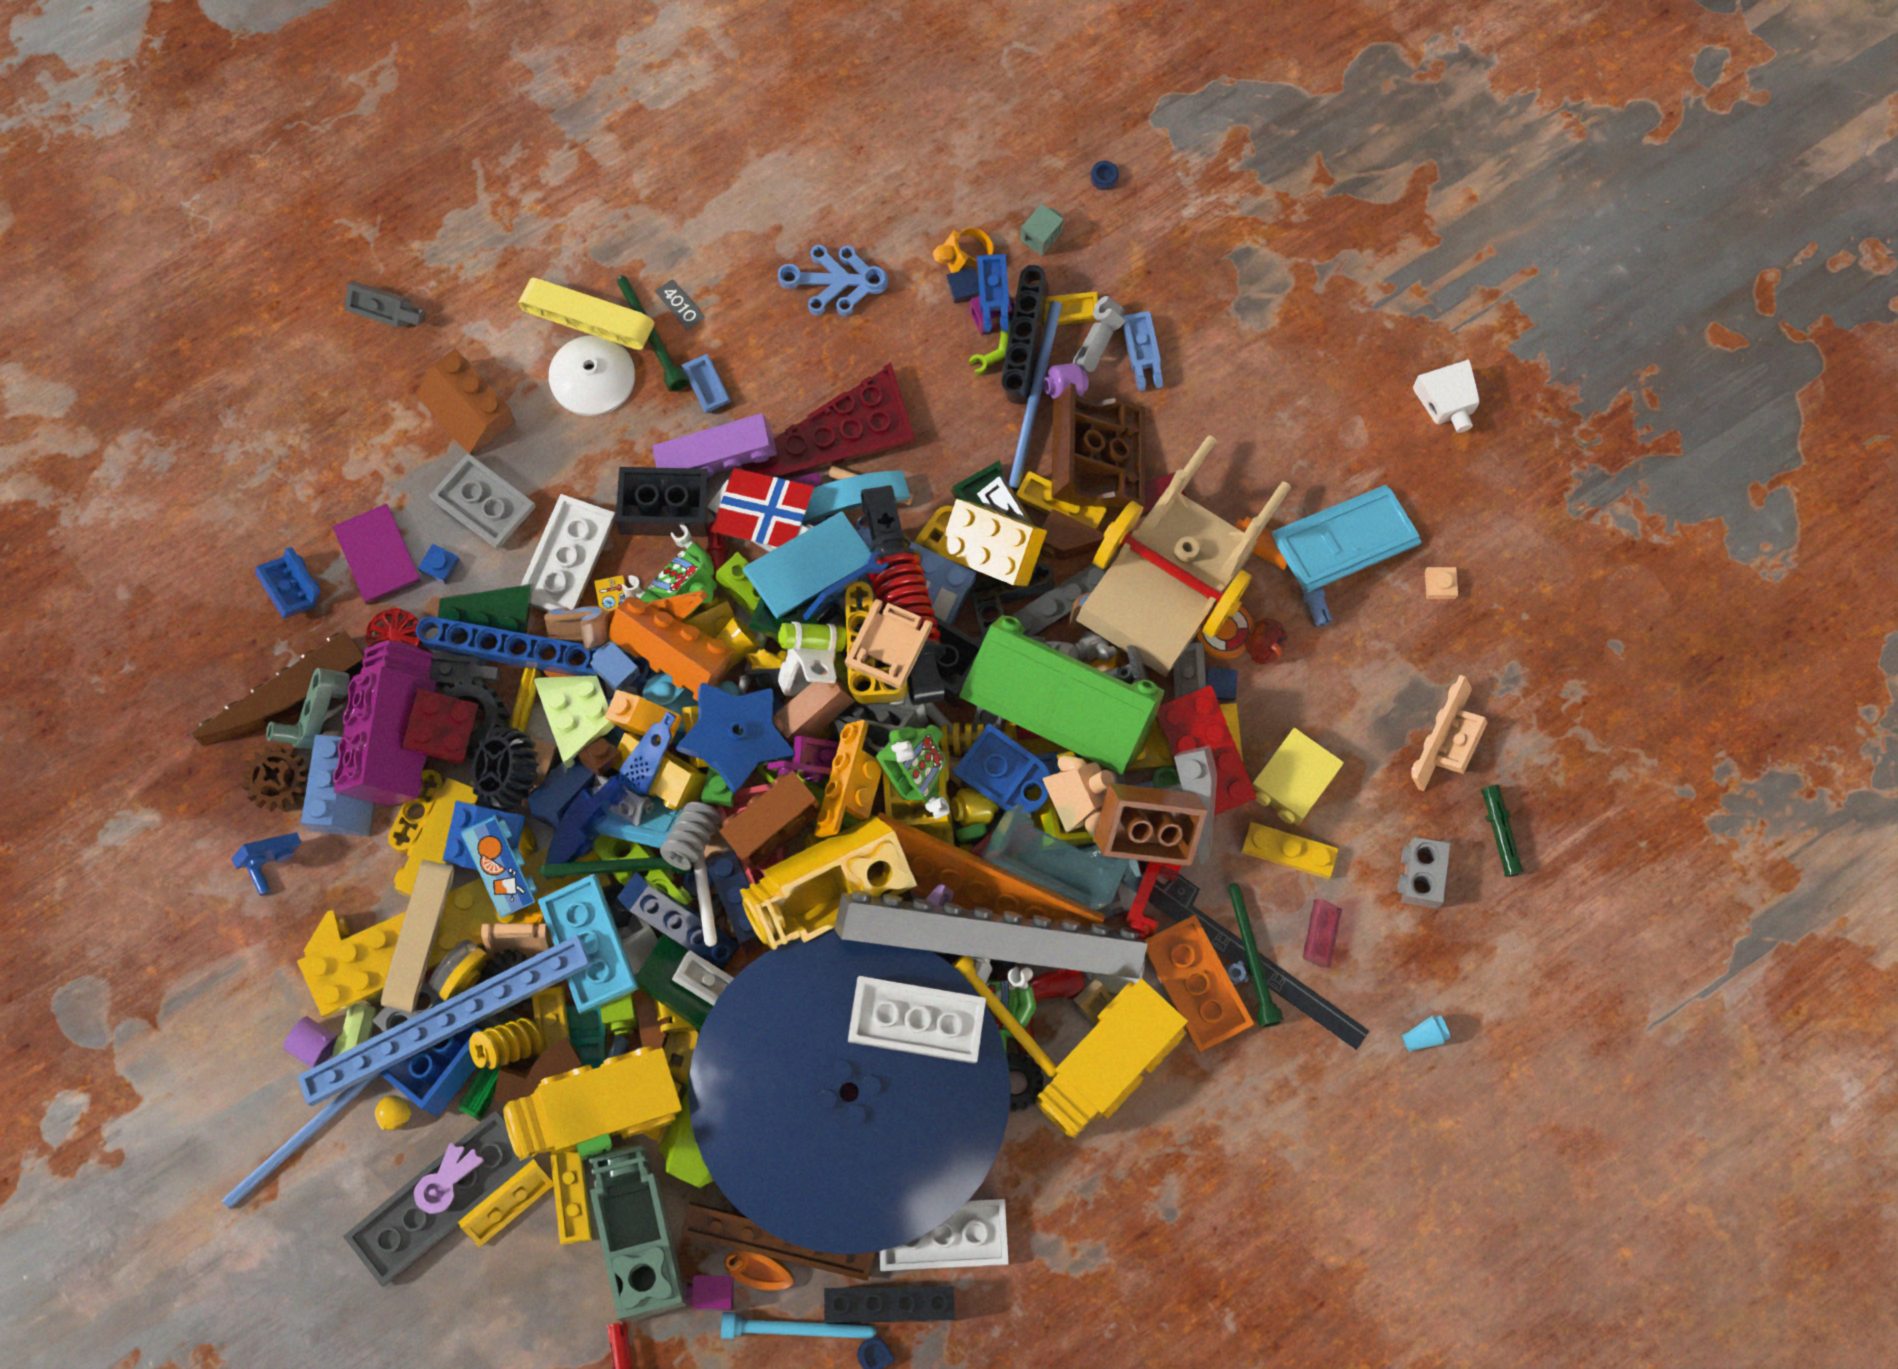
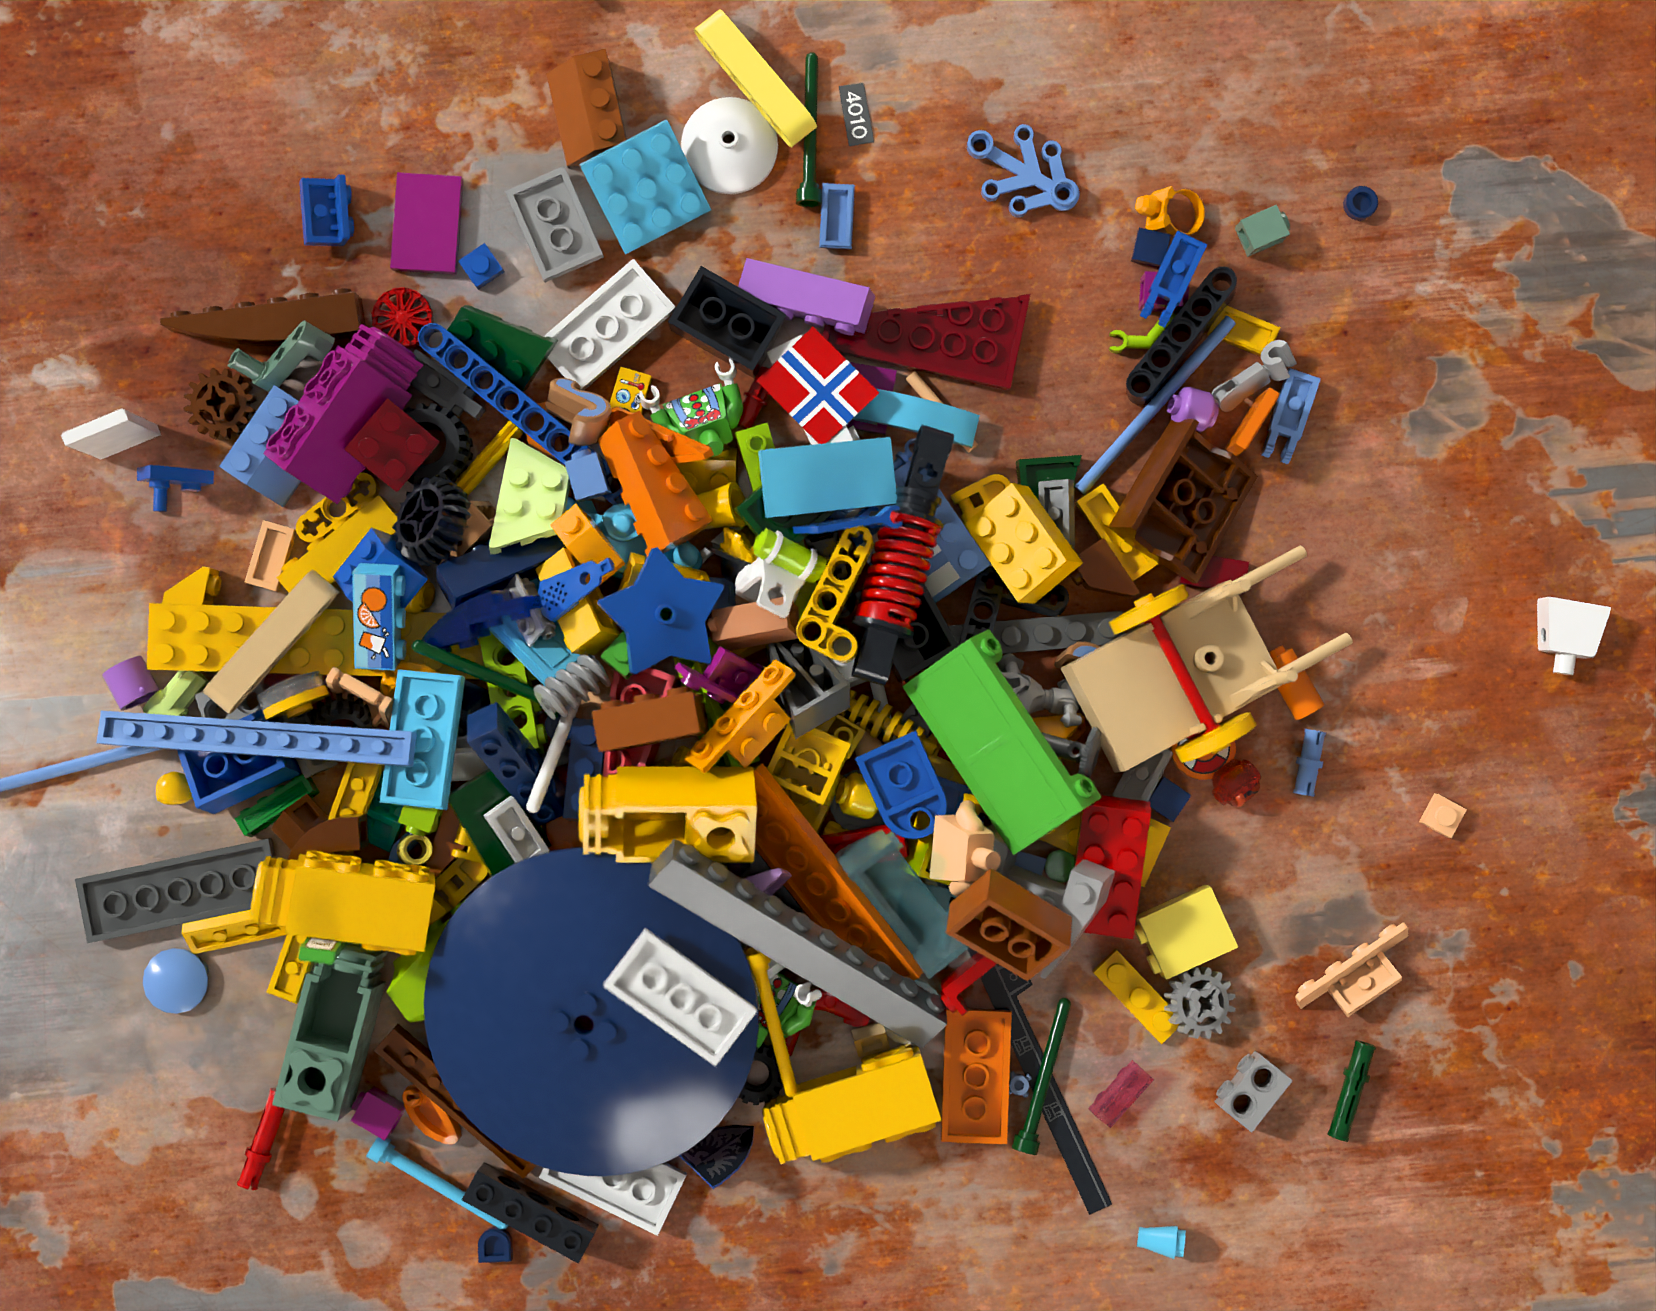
camera: 30 degrees right, 15 degrees up
(196, 841) = (110, 434): none -> white tile
(378, 880) = (270, 555): none -> light nougat tile
(436, 1191) = (176, 886): lavender piece -> none
(475, 1279) = (175, 980): none -> medium blue dish
(505, 1043) = (303, 787): yellow piece -> none
(542, 434) = (645, 186): none -> medium azure plate
(600, 756) = (528, 559): reddish brown plate -> none
(627, 1036) = (425, 854): none -> light yellow beam
(889, 639) = (861, 604): light nougat container -> none
(915, 764) = (817, 740): torso -> none
(971, 832) = (844, 821): bright green tile -> none
(1020, 1164) = (720, 1153): none -> shield
(1116, 364) = (1252, 422): none -> orange tile
(1338, 826) = (1189, 1011): none -> light grey gear
(1346, 538) = (1375, 724): medium azure piece -> none

